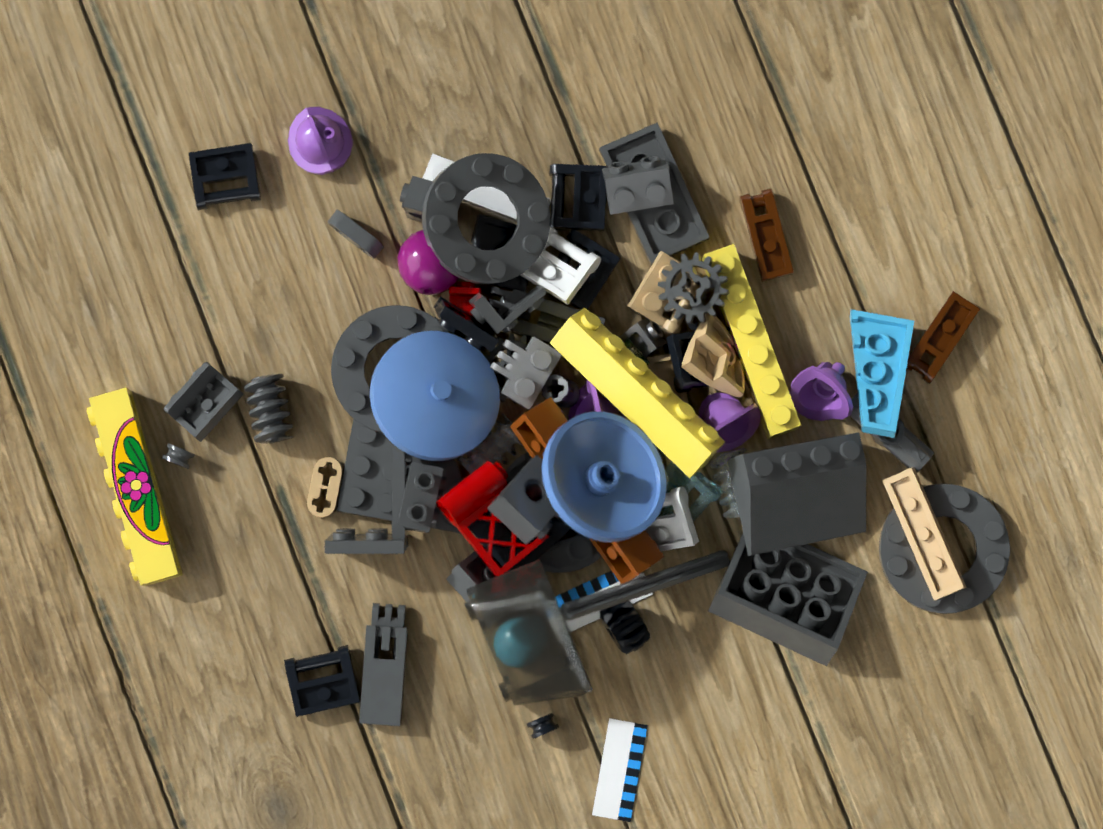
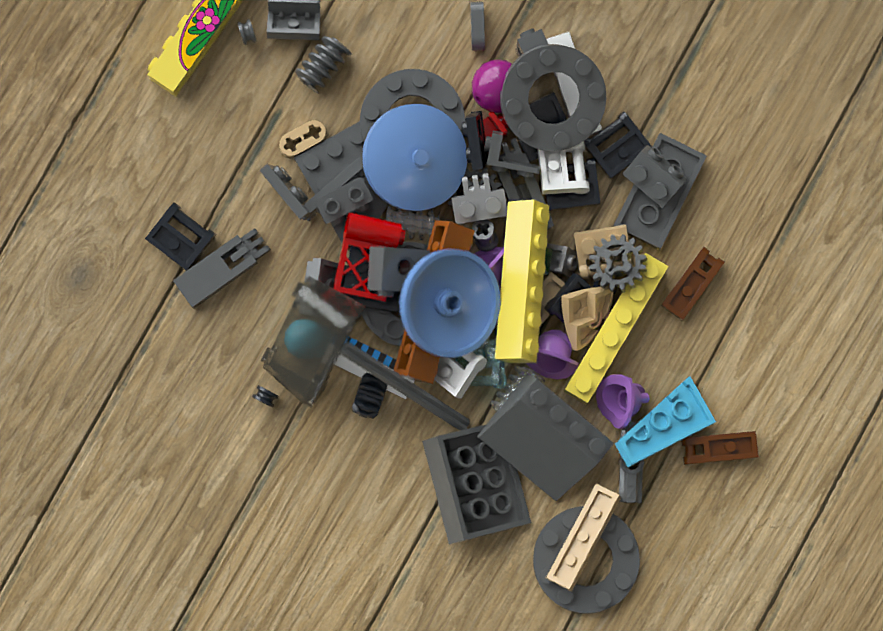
camera: 45 degrees right, 0 degrees up
(619, 770) = (277, 468): white sticker -> none

